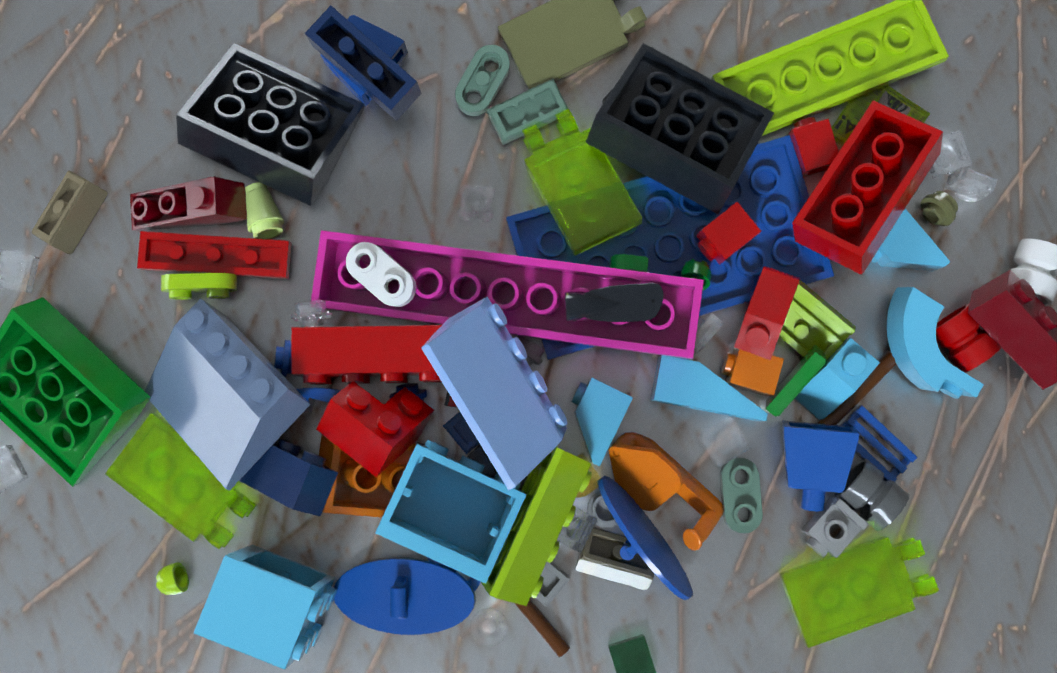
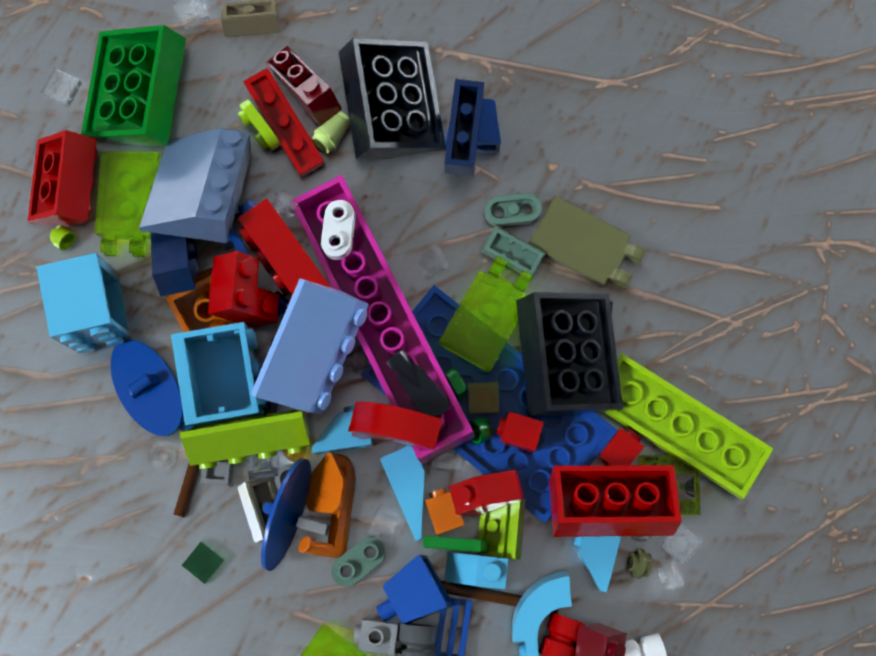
camera: 55 degrees right, 5 degrees down
(107, 536) = (62, 179): none -> red slope
(642, 357) = (395, 425): none -> red arch
(665, 247) = (483, 398): none -> clear yellow plate
(673, 517) = (313, 525): none -> light grey tile

